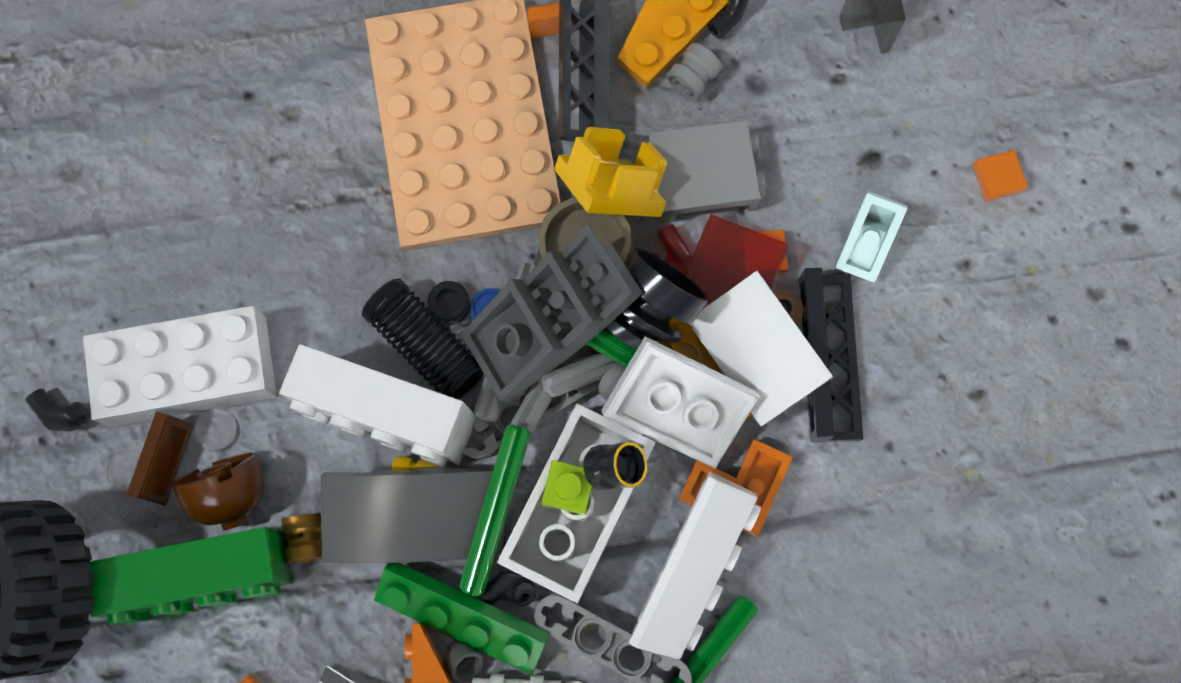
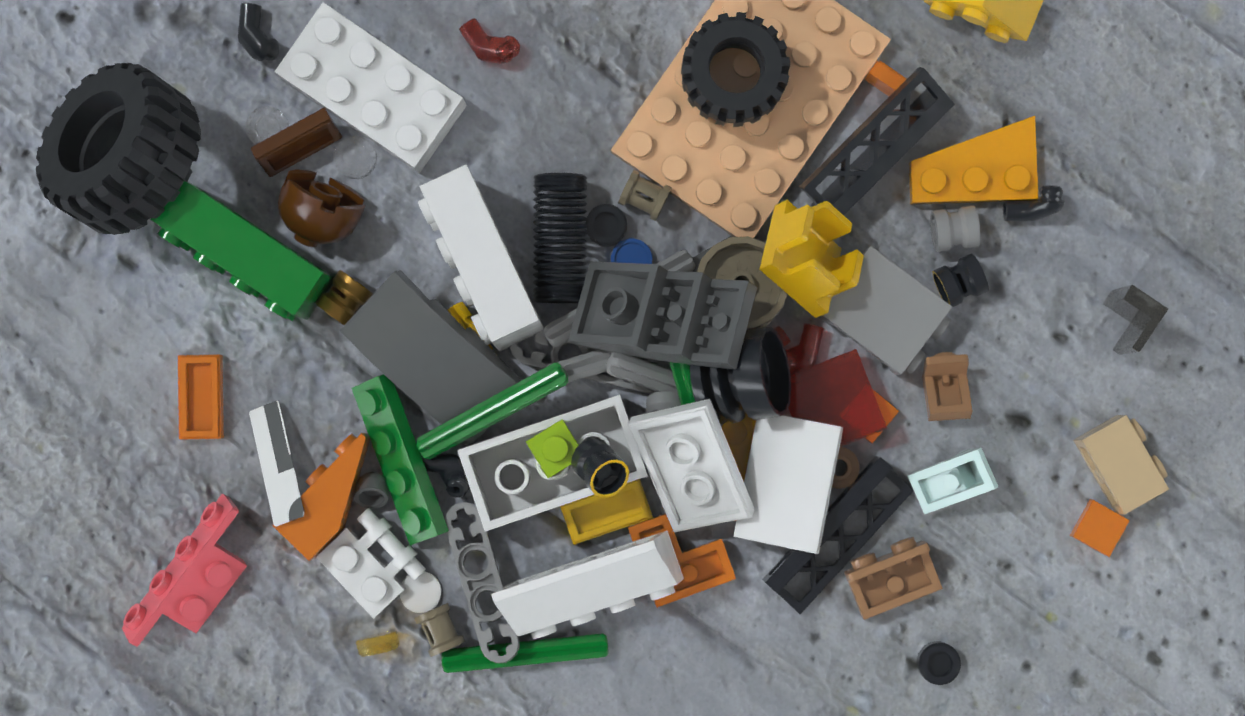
camera: 45 degrees right, 10 degrees up
(243, 259) = (489, 48): none -> clear red arm
(426, 72) = (744, 35): none -> black tyre
(454, 246) = (639, 184): none -> dark tan bush
(651, 504) = (601, 515): none -> yellow tile
(734, 99) = (960, 280): none -> black wheel
(798, 180) = (947, 387): none -> medium nougat bracket
(900, 348) = (892, 578): none -> medium nougat bracket
(969, 116) = (1122, 463): none -> tan brick
(993, 376) = (938, 663): none -> black tile

